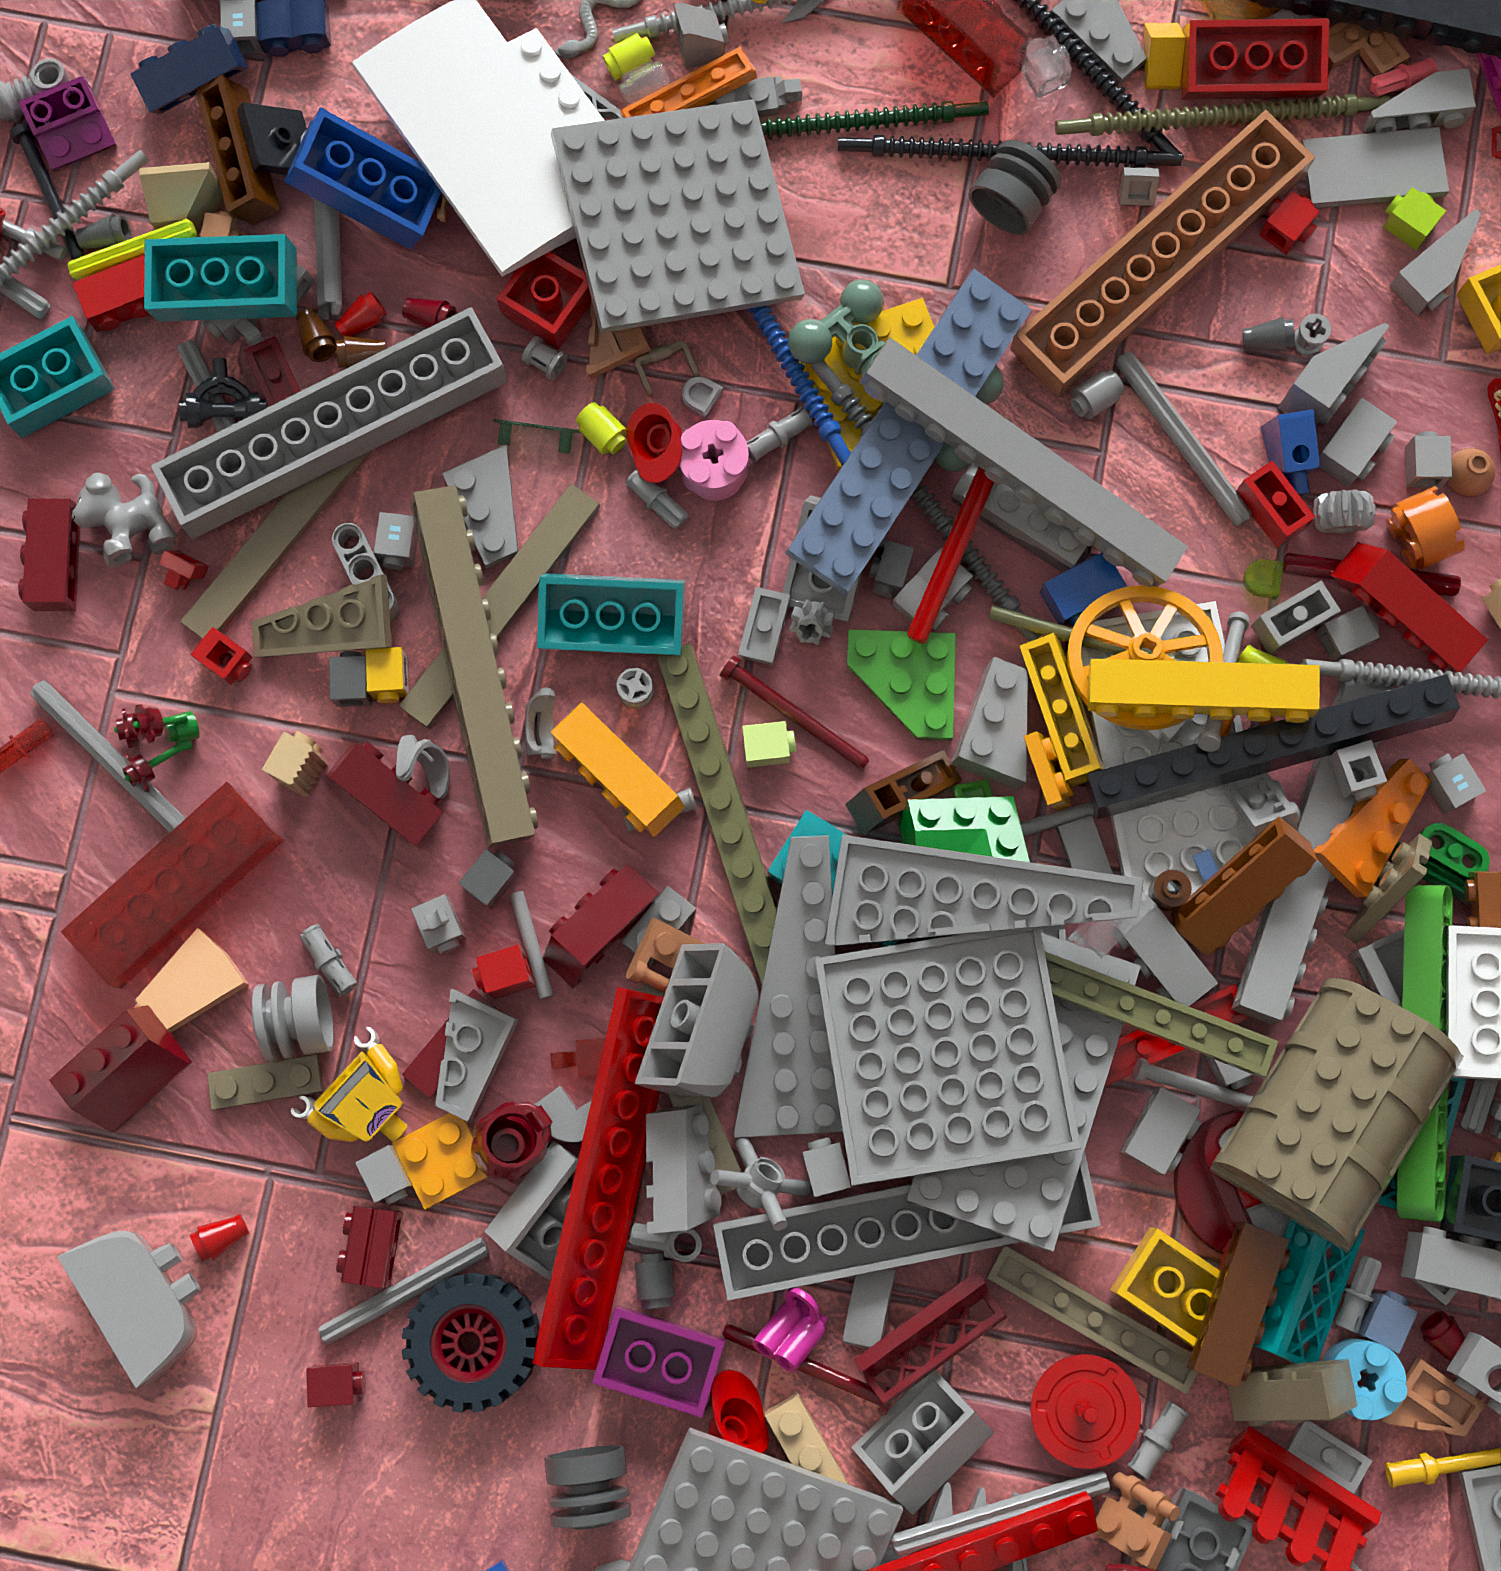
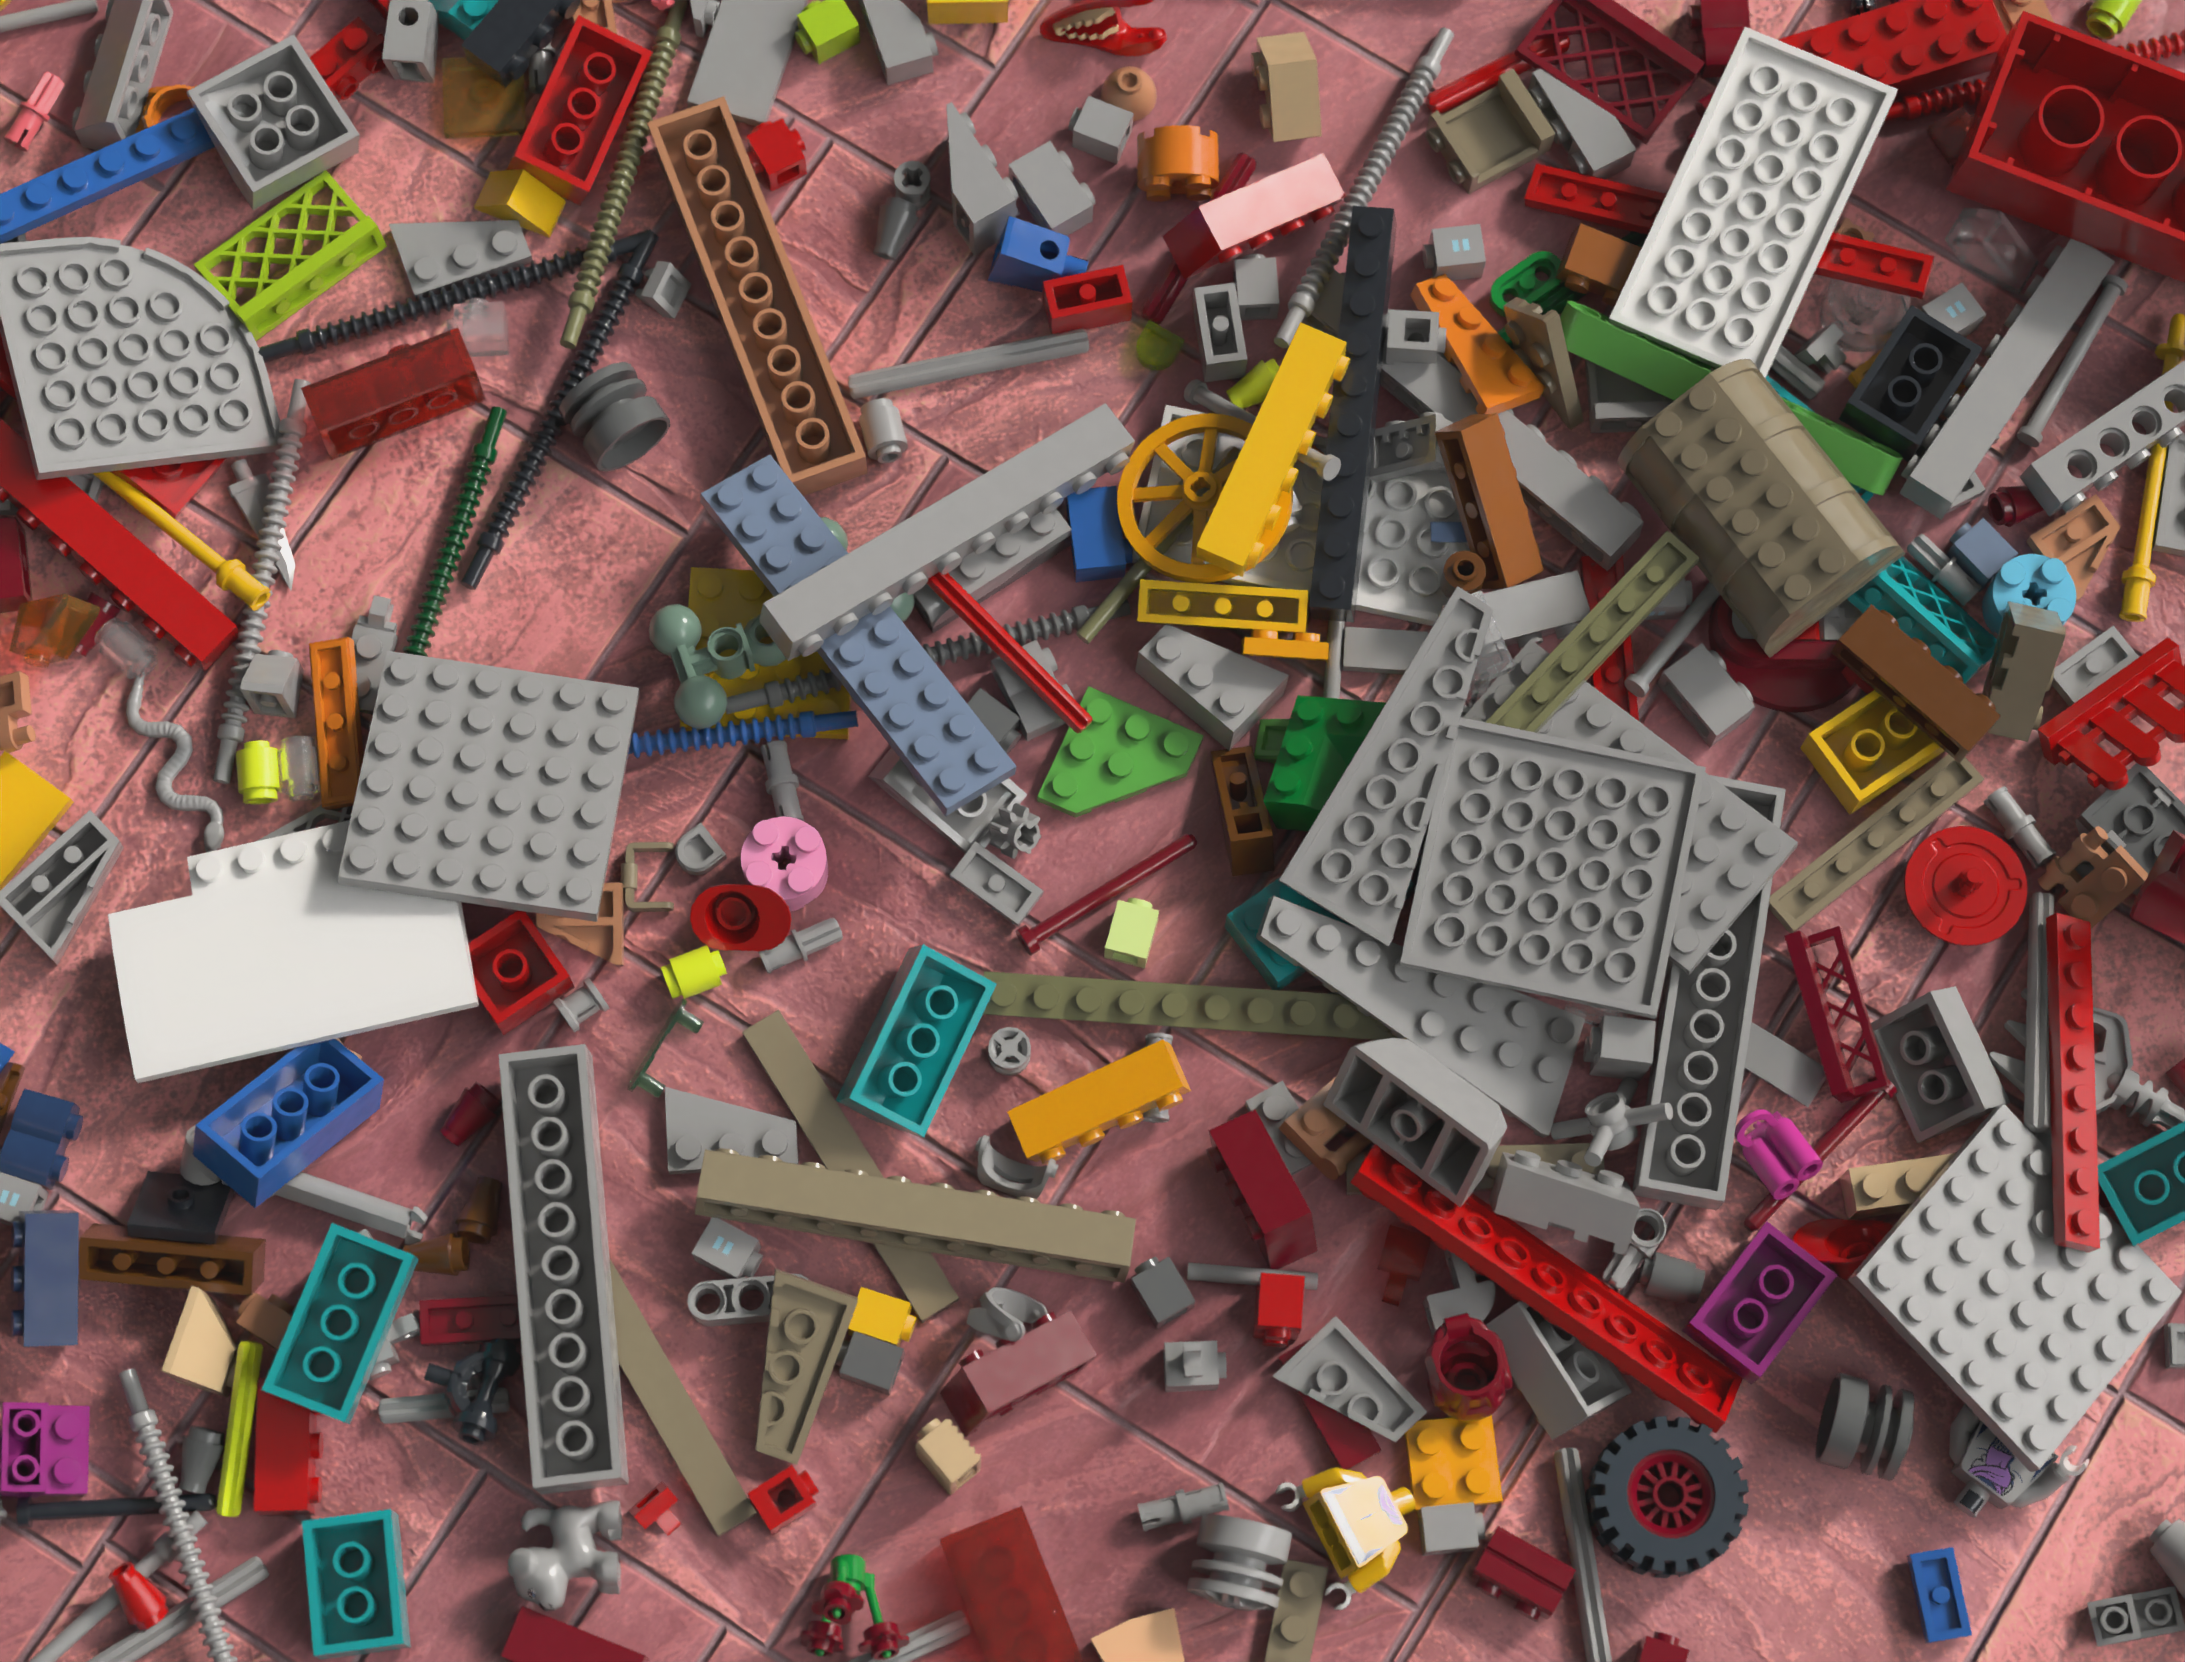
camera: 75 degrees left, 5 degrees down
(361, 315) = (437, 1192): red cone -> none
(1344, 511) = (1124, 235): light grey gear -> none

